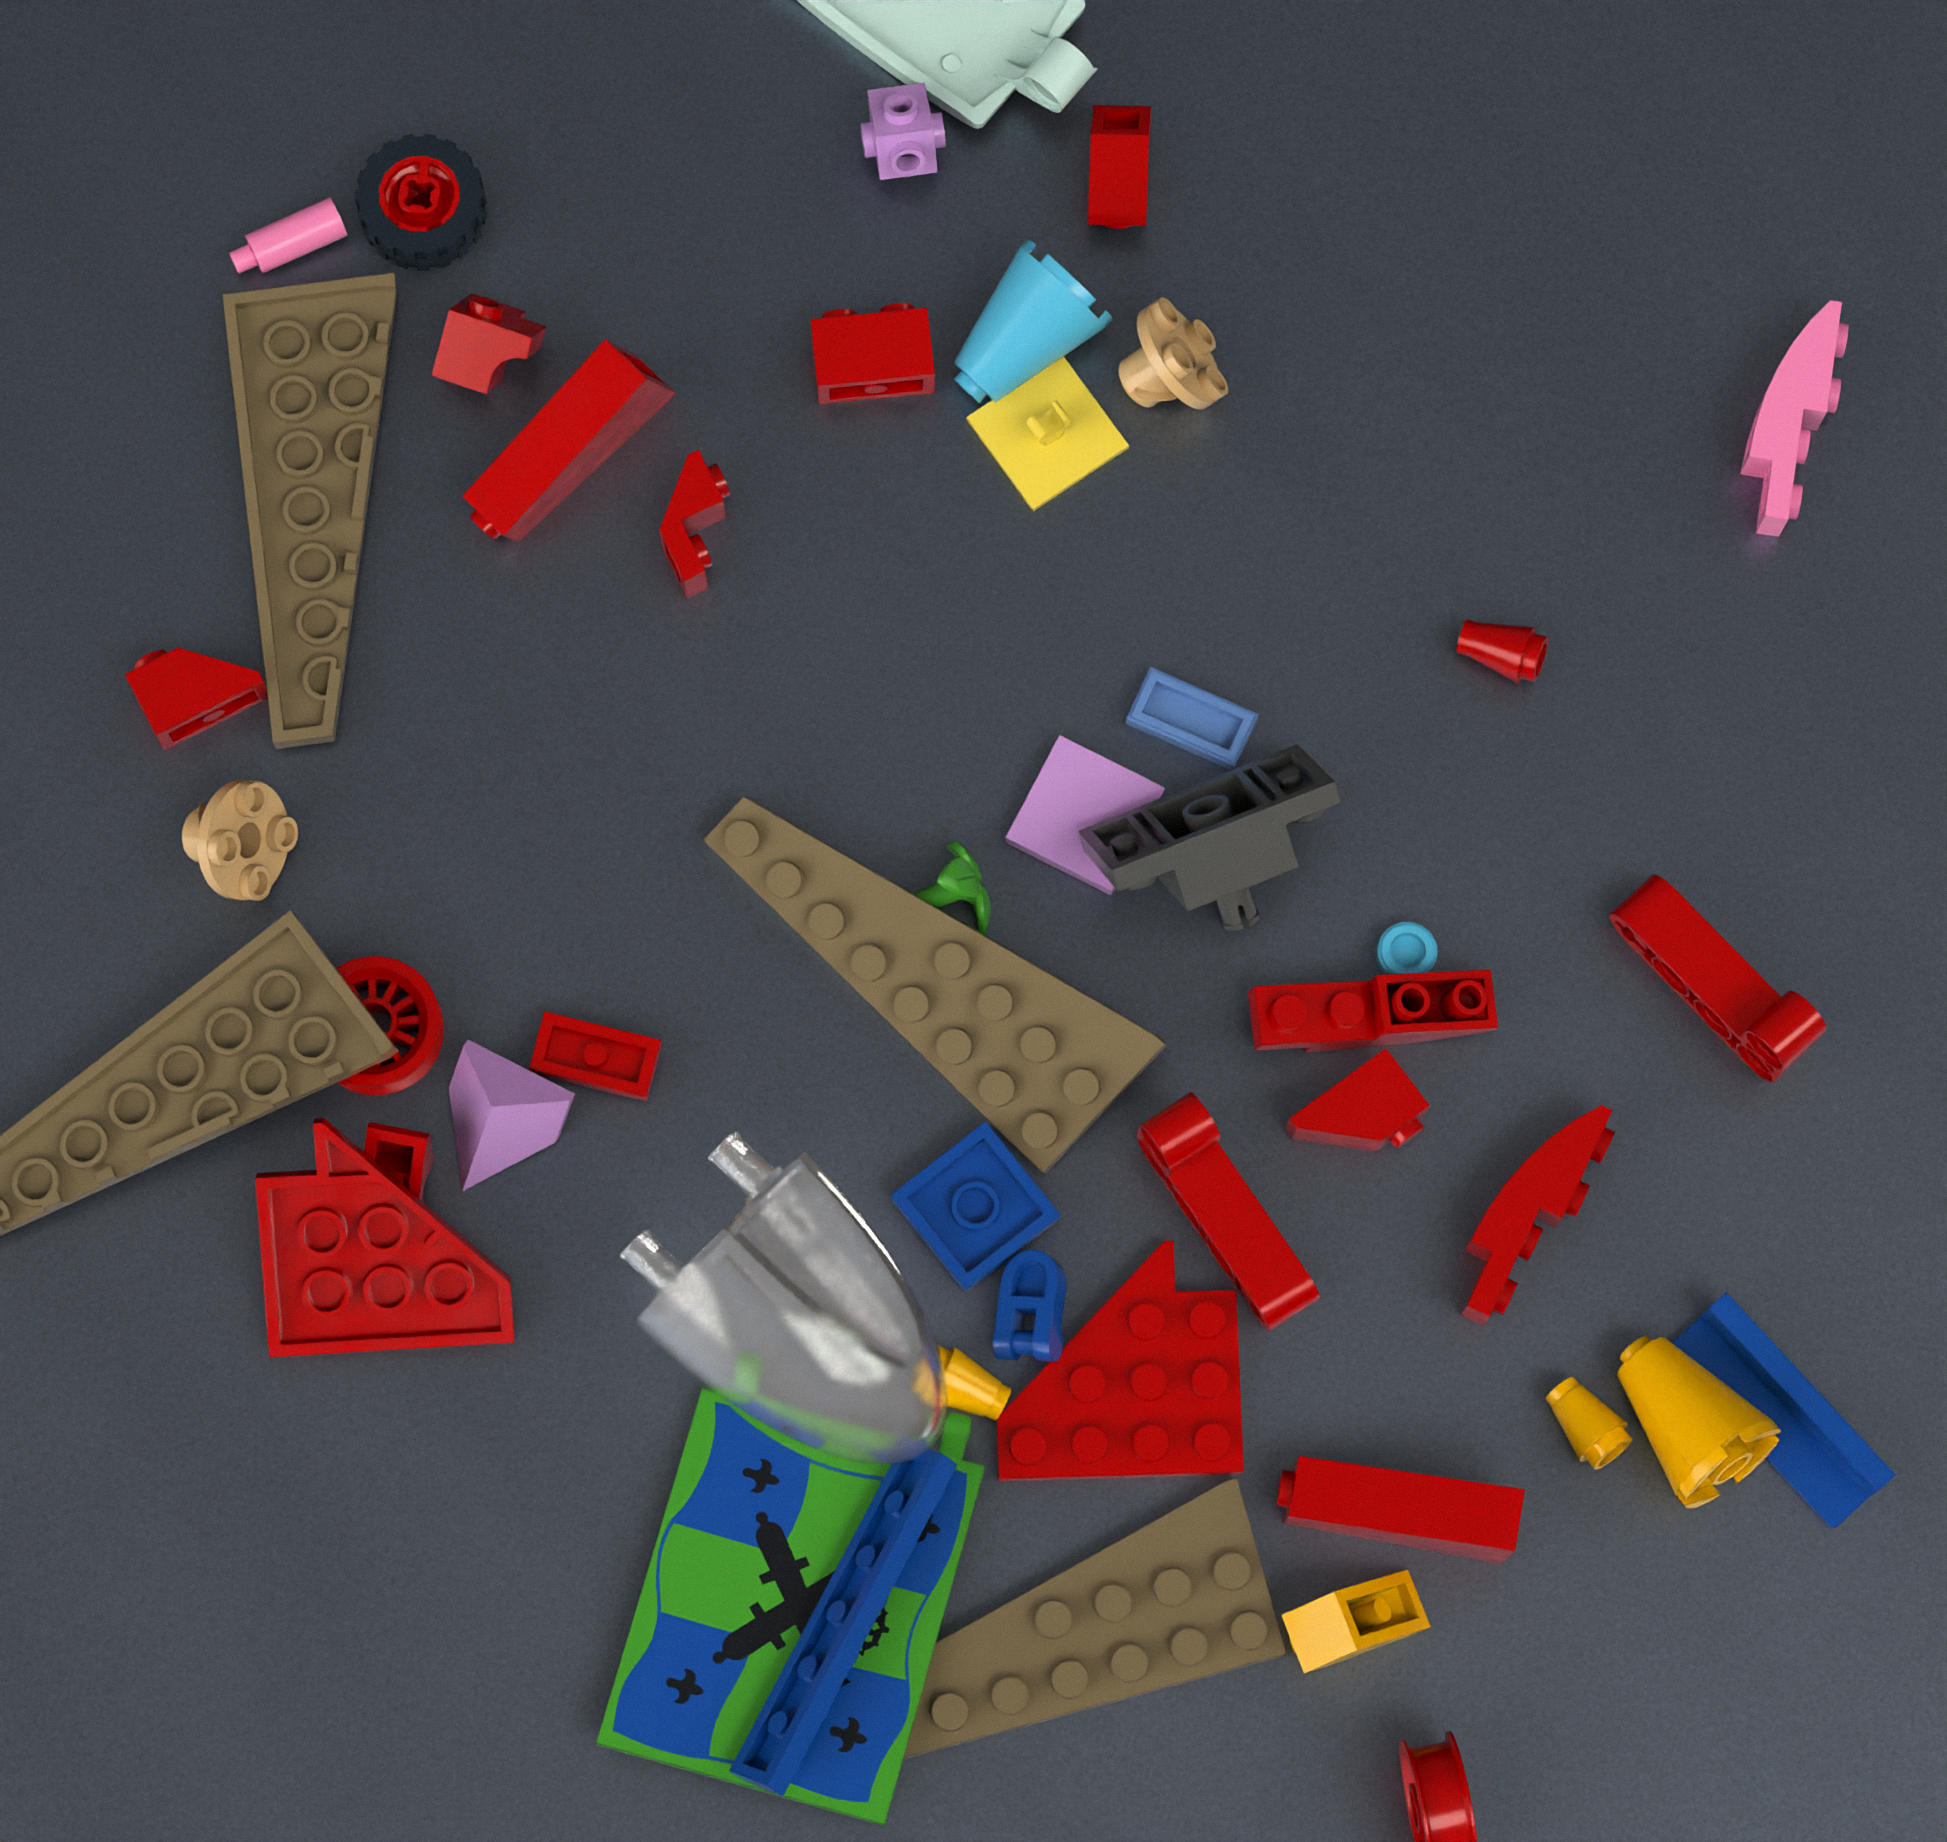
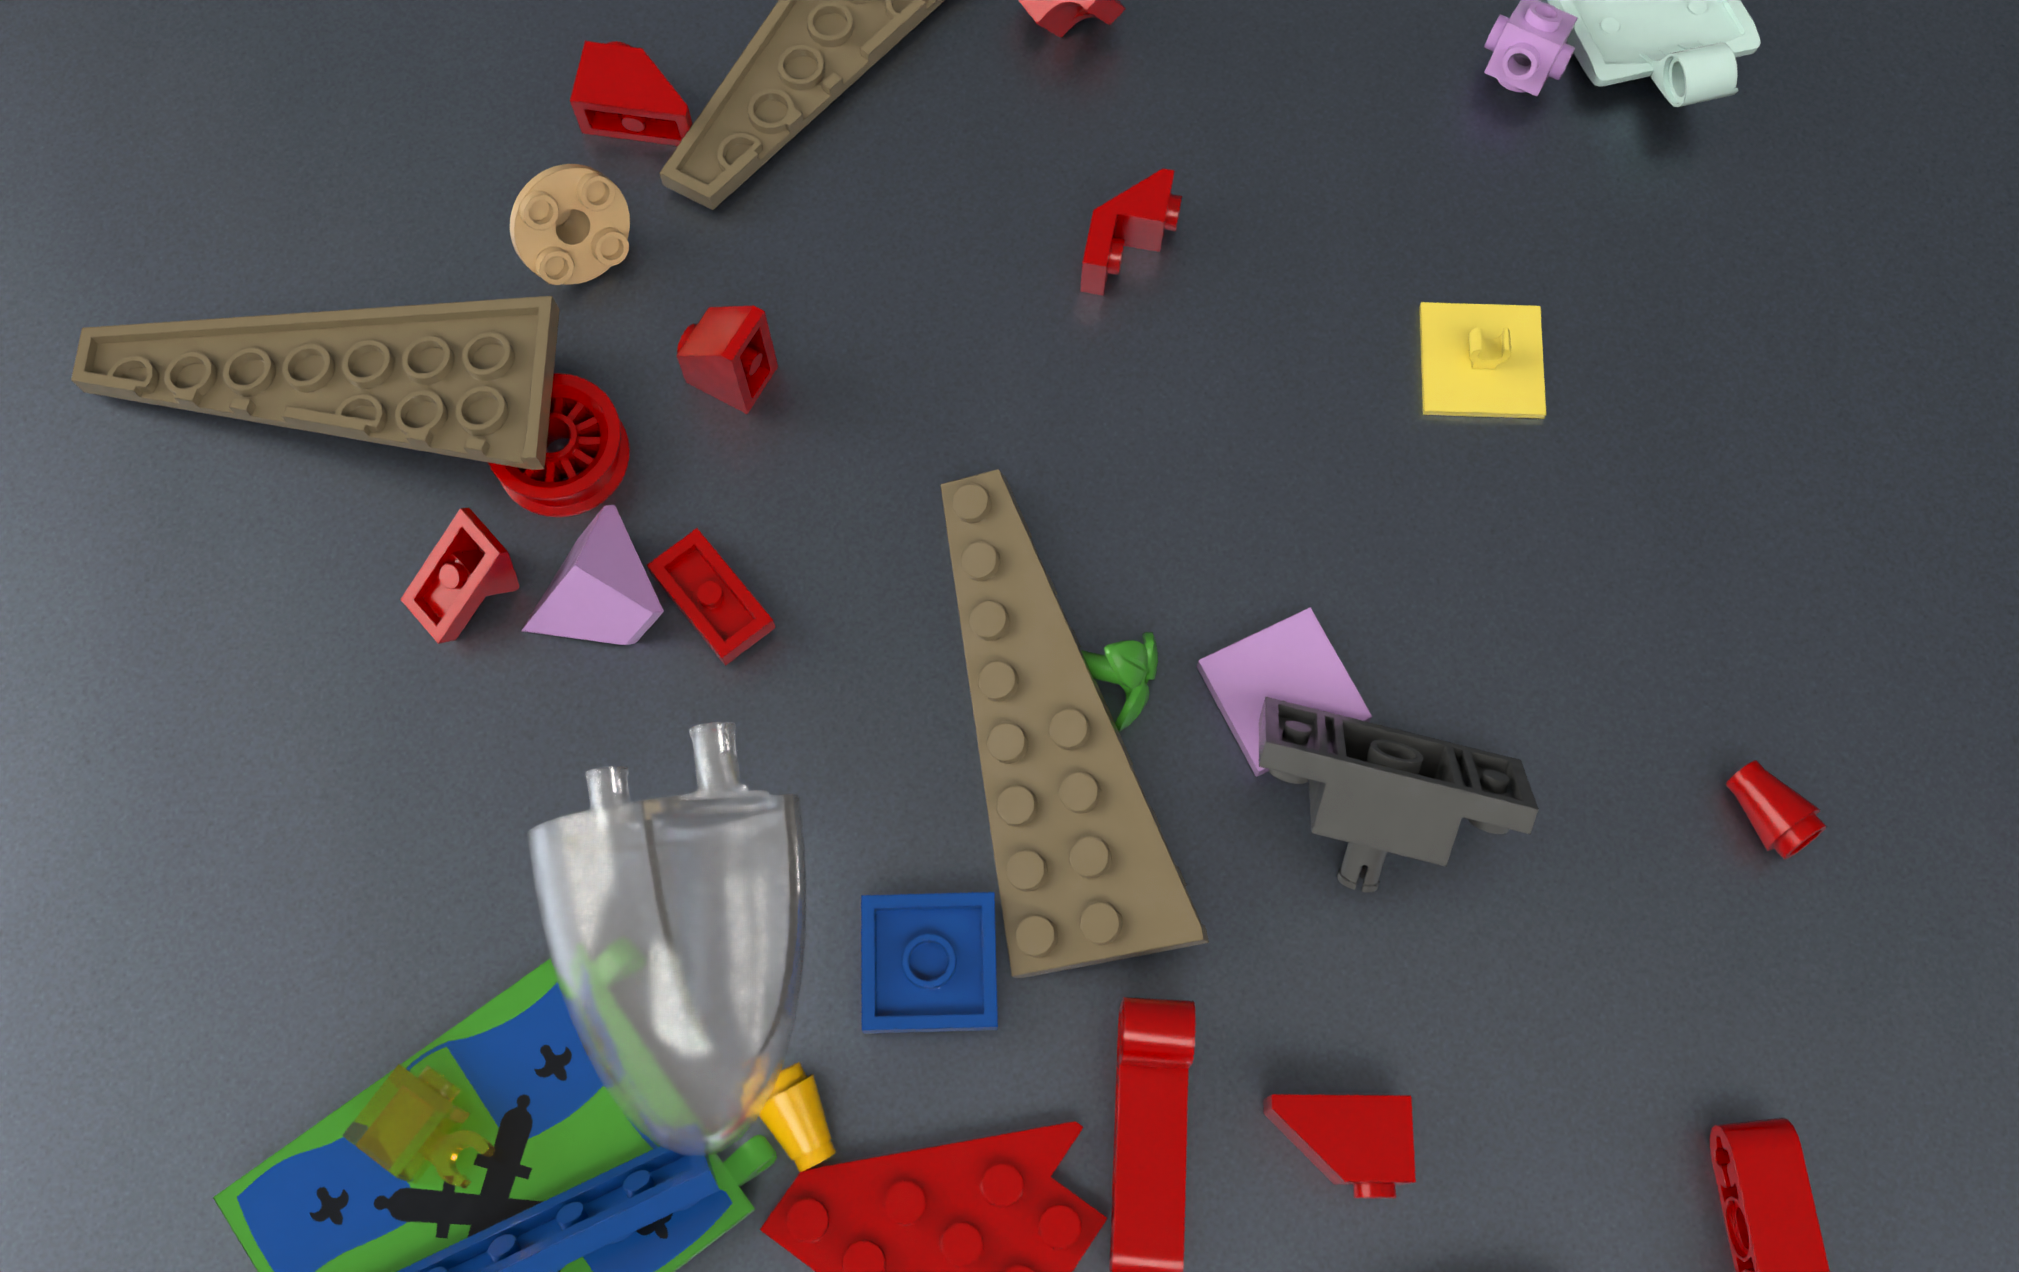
camera: 40 degrees right, 5 degrees down
(368, 1263) = (382, 627): red wing -> none
(455, 856) = (729, 355): none -> red slope
(566, 441) = (1076, 99): red slope -> none
(703, 1585) = (416, 1125): none -> clear yellow brick
(872, 354) = (1376, 199): red brick -> none
(1026, 326) = (1529, 254): medium azure cone -> none
(1034, 1286) = (926, 1074): blue plate -> none
(1119, 166) = (1697, 189): red slope -> none
(1172, 360) = (1636, 364): tan plate -> none
(1192, 719) = (1439, 675): medium blue tile -> none
(1373, 1012) = (1424, 1053): red slope -> none
(1406, 949) = (1492, 1020): medium azure tile -> none

